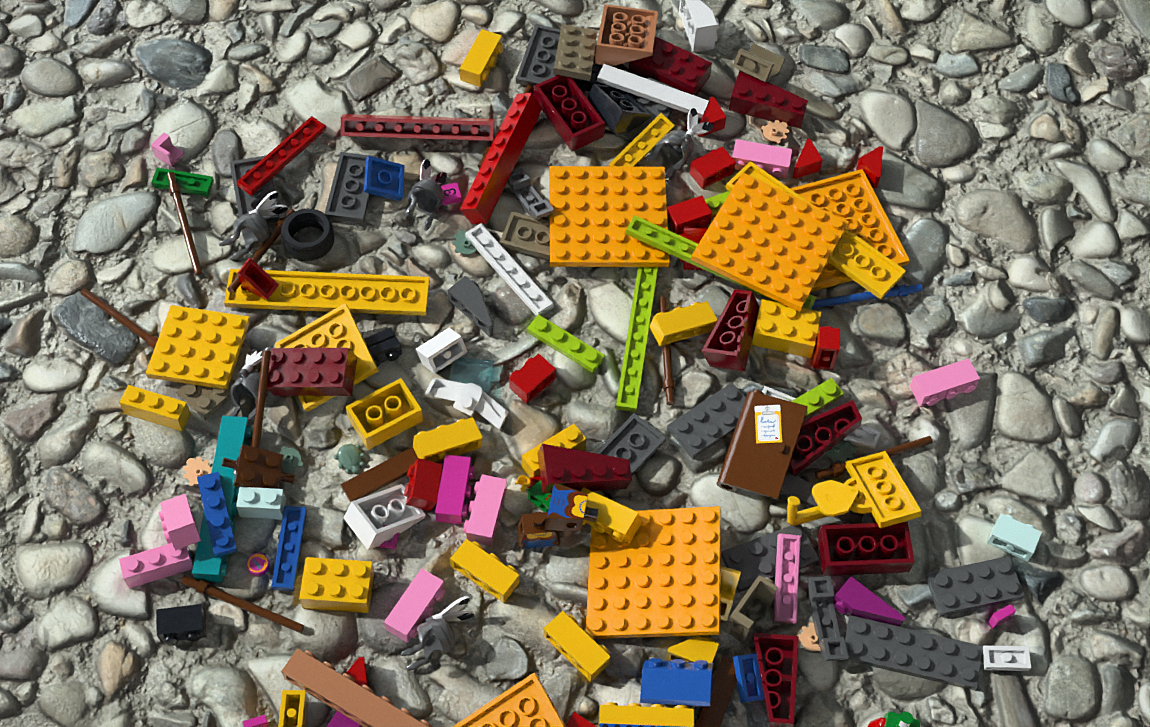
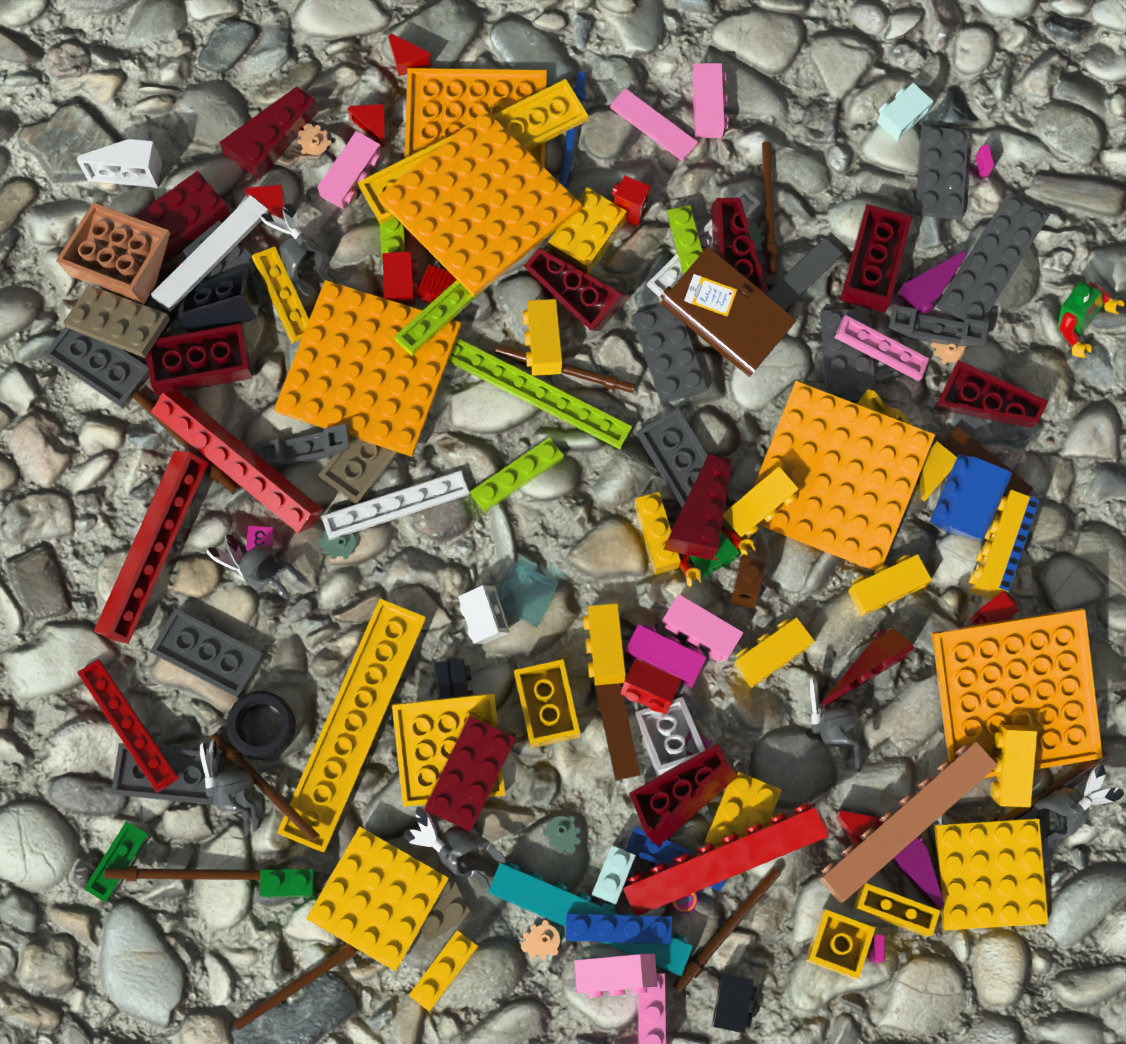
camera: 70 degrees left, 15 degrees up
(165, 151) = (58, 870): bright pink panel -> none
(194, 287) = (288, 883): none -> green brick
(250, 690) = (840, 944): none -> yellow brick
(256, 280) = (315, 801): red slope -> none
(258, 468) = (573, 868): reddish brown plate -> none
(261, 397) = (545, 867): reddish brown bar -> none
(295, 574) = (726, 858): none -> red brick
(339, 526) = (682, 792): none -> dark red wedge
(350, 457) = (583, 760): sand green piece -> none
(384, 178) = (213, 609): blue plate -> none
(415, 605) = (792, 739): bright pink brick -> none
(468, 299) = (428, 561): dark grey slope -> none
(468, 399) = (557, 604): white plate -> none
(481, 58) = (70, 436): yellow brick -> none
(505, 651) = (881, 654): none -> dark red wedge
(532, 378) = (553, 525): red brick -> none
(568, 509) = (751, 538): torso -> none
(712, 167) = (341, 228): red brick -> none
(739, 625) = (902, 399): dark tan panel -> none
(748, 678) = (977, 427): blue plate -> none
(759, 62) = (217, 118): dark tan panel -> none
(872, 489) = (820, 223): yellow plate -> none
(904, 352) = (654, 125): none -> bright pink tile
(1006, 658) = (1027, 176): white plate -> none

